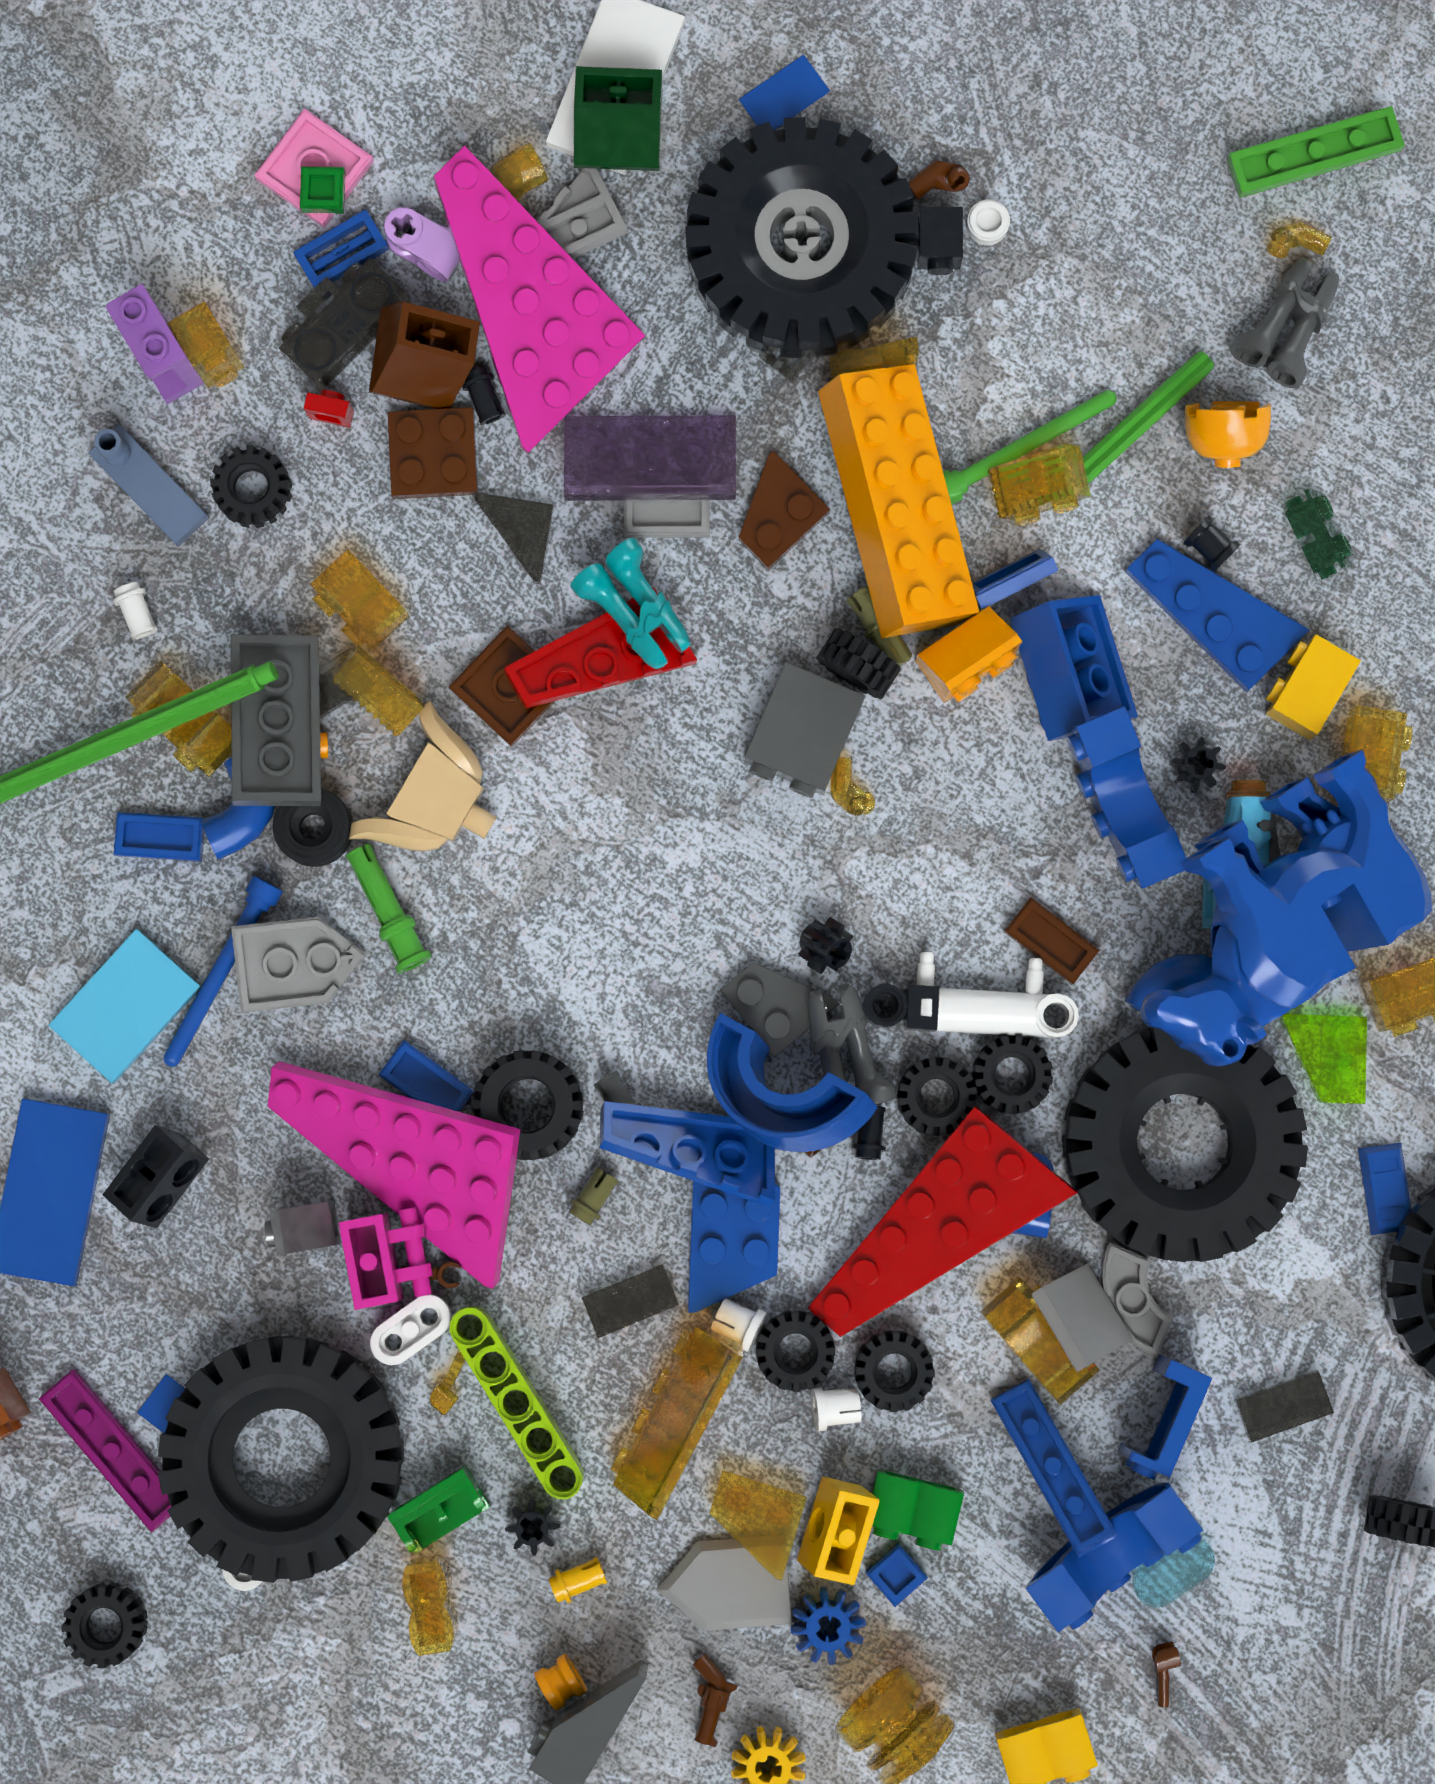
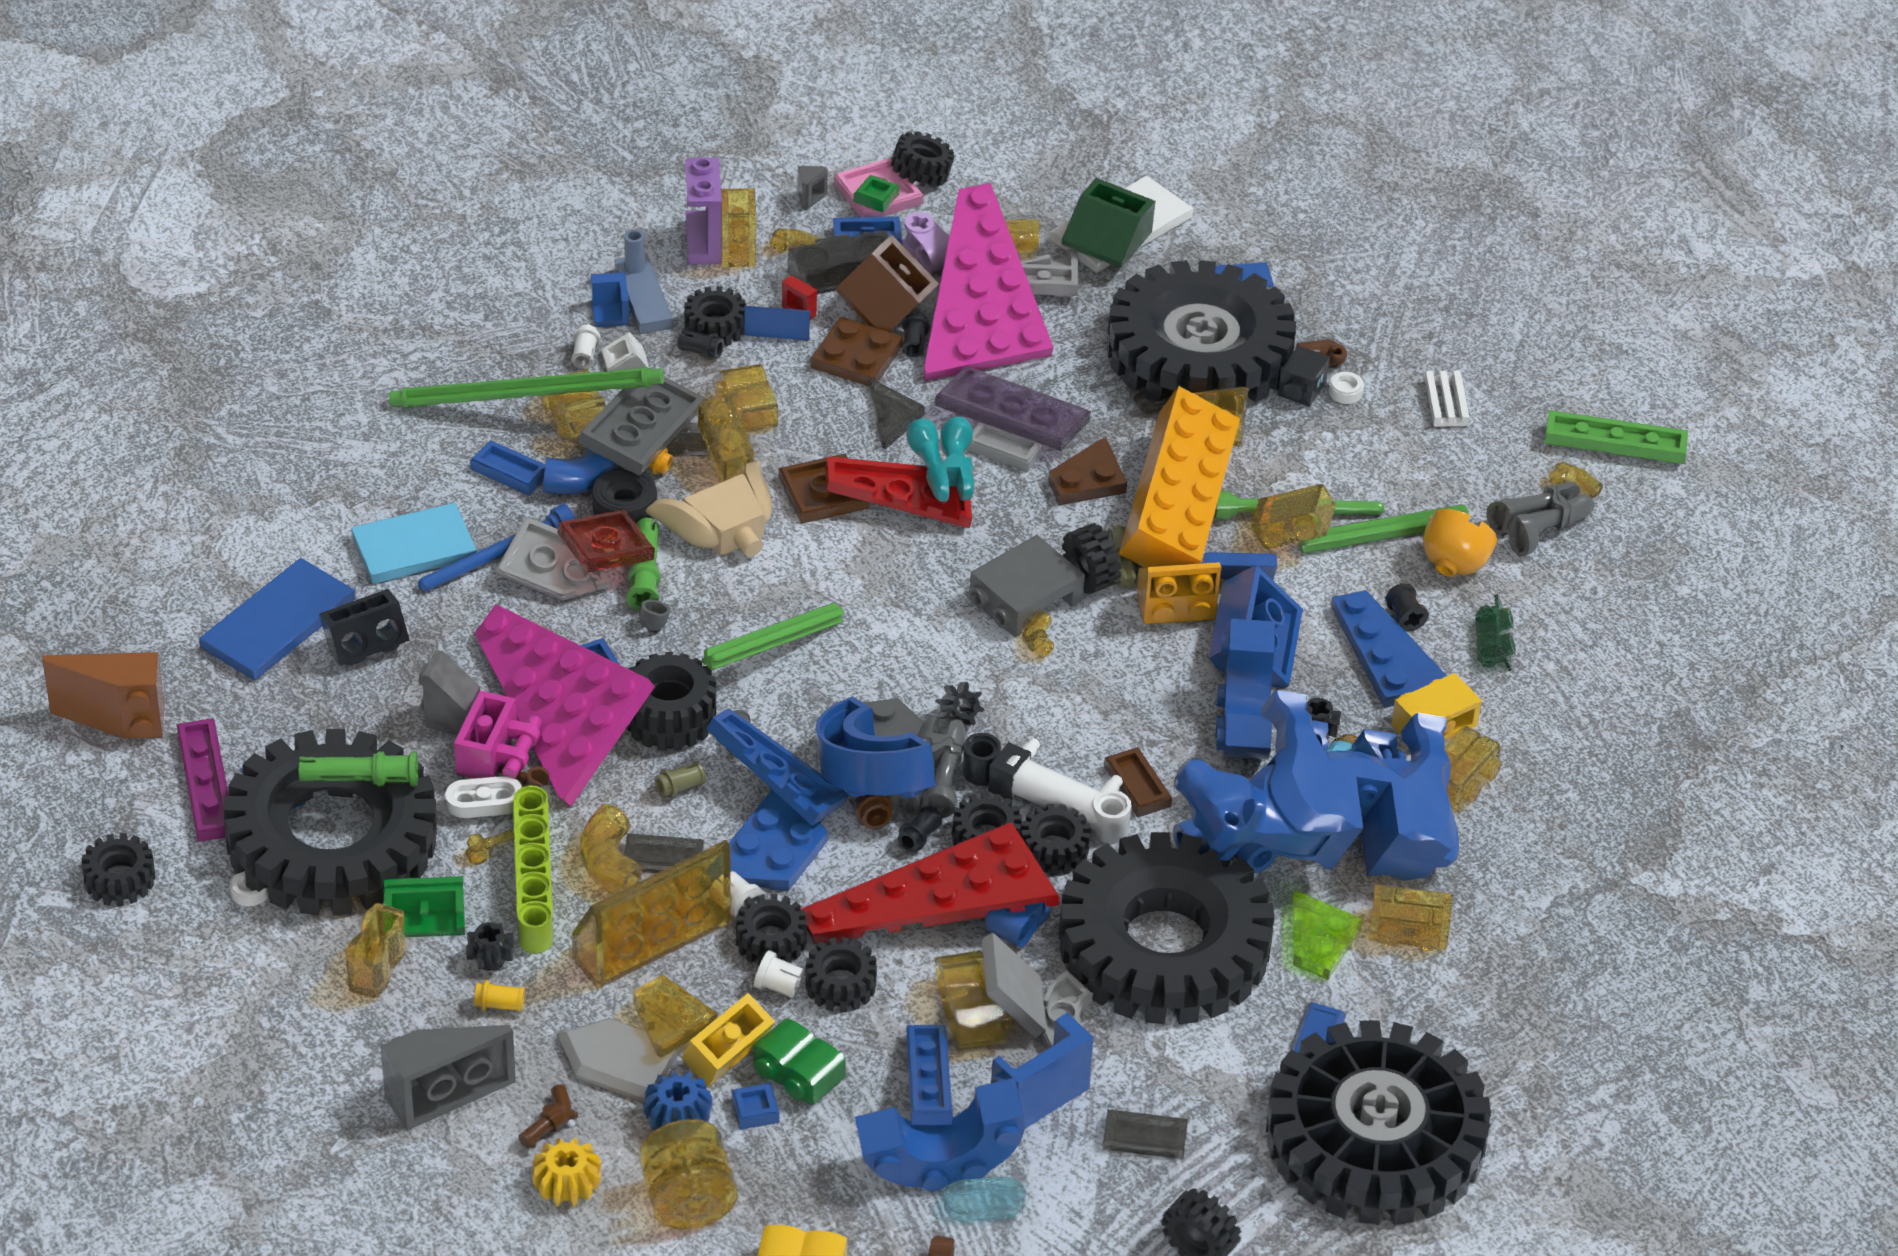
camera: 20 degrees right, 40 degrees down
(122, 524) = (610, 299): none -> blue panel
(185, 596) = (624, 354): none -> white slope
(241, 212) = (812, 184): none -> dark grey slope
(261, 537) = (701, 343): none -> black pin
(263, 305) = (796, 237): none -> clear yellow arm
(305, 1399) = (379, 769): none -> bright green pin
(326, 465) = (777, 323): none -> blue sticker
(337, 918) = (606, 541): none -> clear red tile
(349, 83) = (922, 159): none -> black tyre
(429, 978) = (654, 614): none -> dark grey hinge
(573, 1346) = (600, 850): none -> clear yellow cylinder
(587, 962) = (772, 636): none -> bright green axle
(1087, 151) = (1445, 381): none -> white tile

